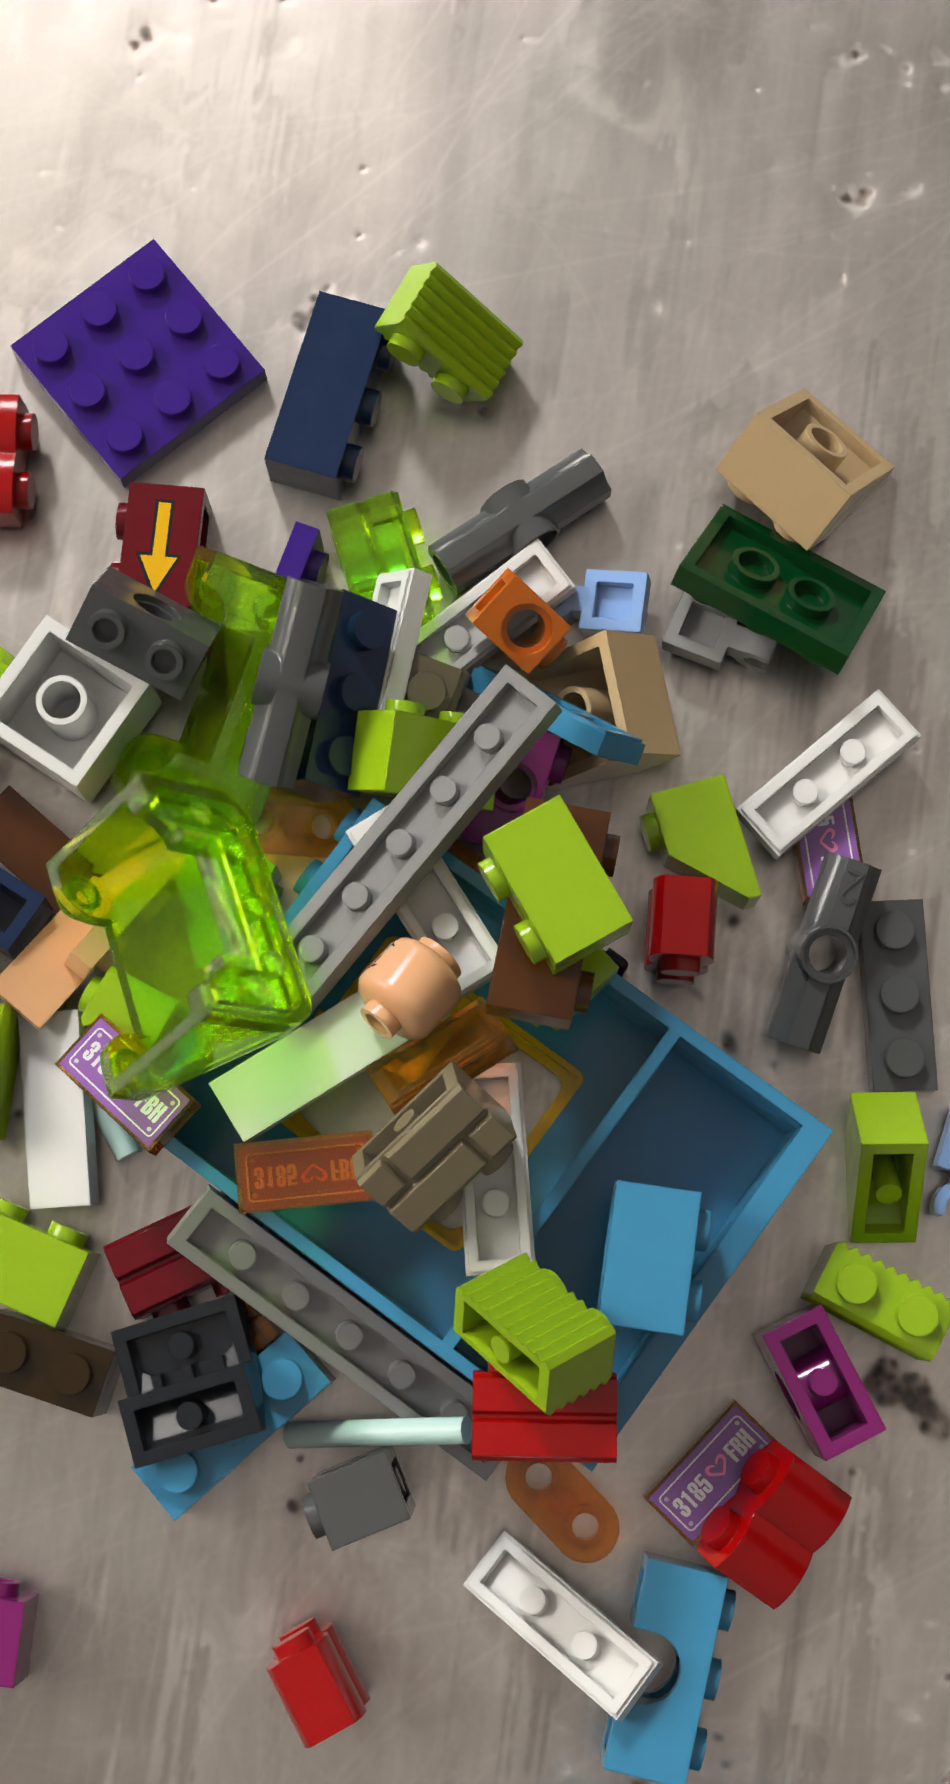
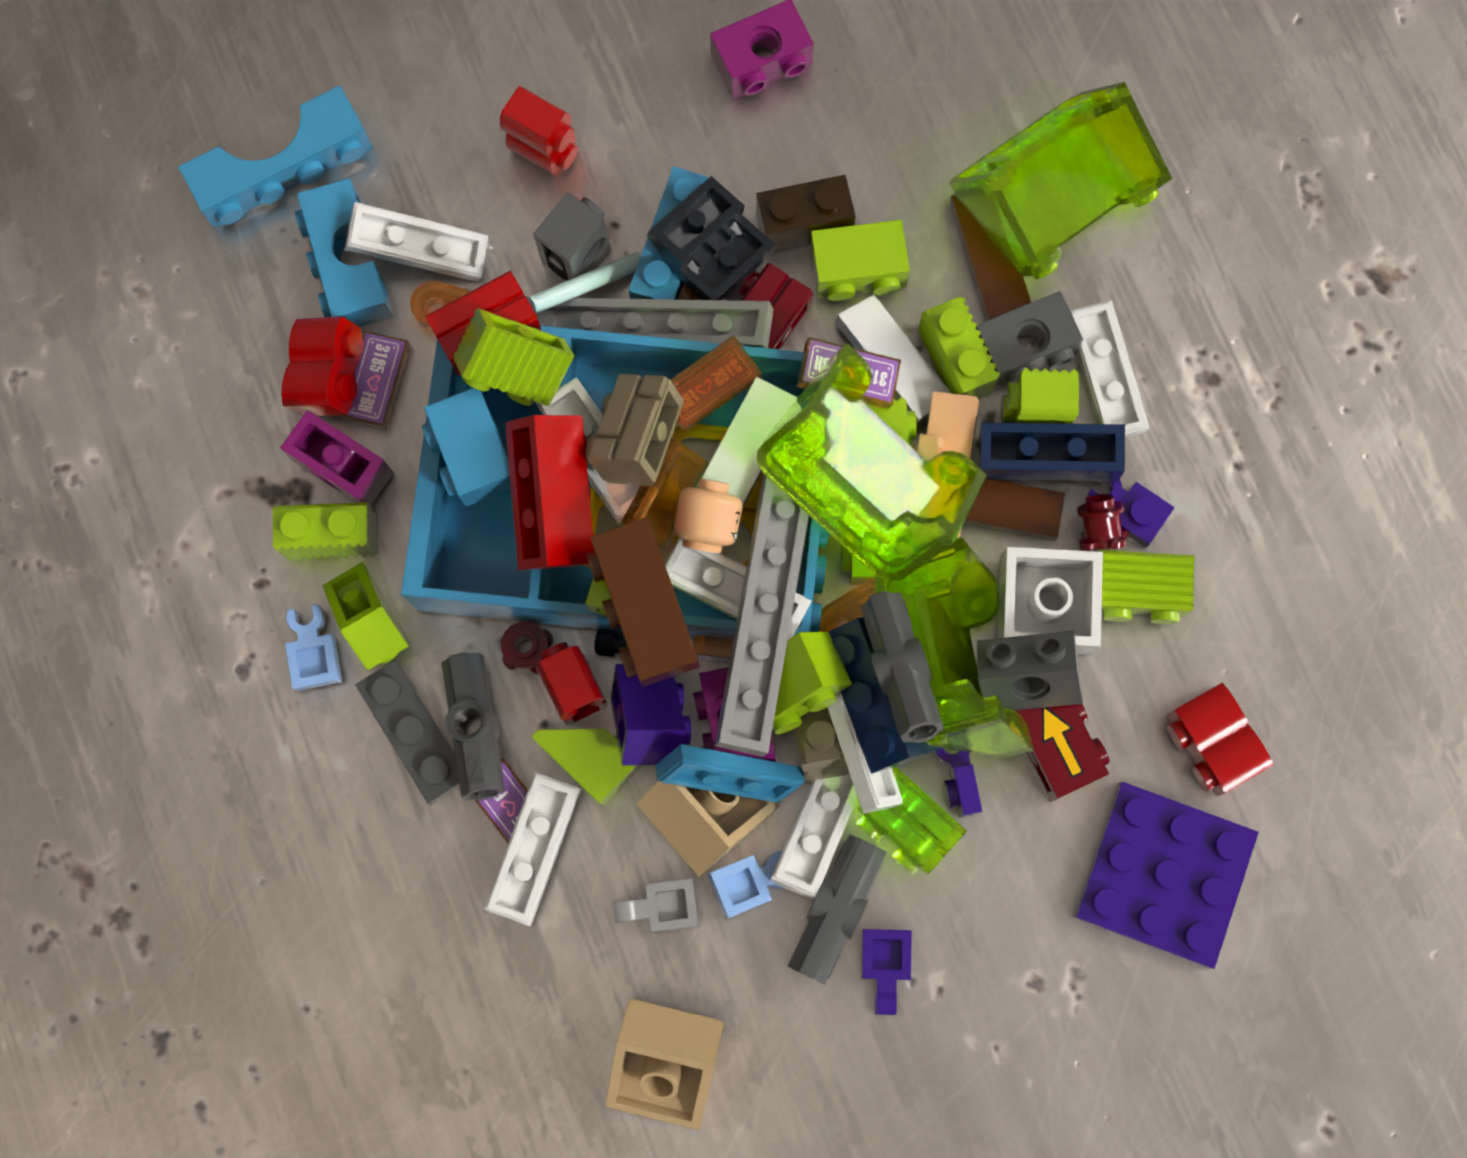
camera: 150 degrees right, 0 degrees up
(330, 398) = (1017, 924): dark blue brick -> none
(447, 334) = (962, 1009): lime brick -> none
(500, 439) = (886, 960): none -> dark purple plate
(500, 603) = (807, 834): orange brick -> none
(554, 886) = (645, 603): lime brick -> none
(584, 1130) = (549, 491): none -> red brick
(637, 815) = (648, 718): none -> dark purple brick
(717, 996) = (514, 635): none -> dark red brick
(778, 588) = (634, 957): dark green plate -> none

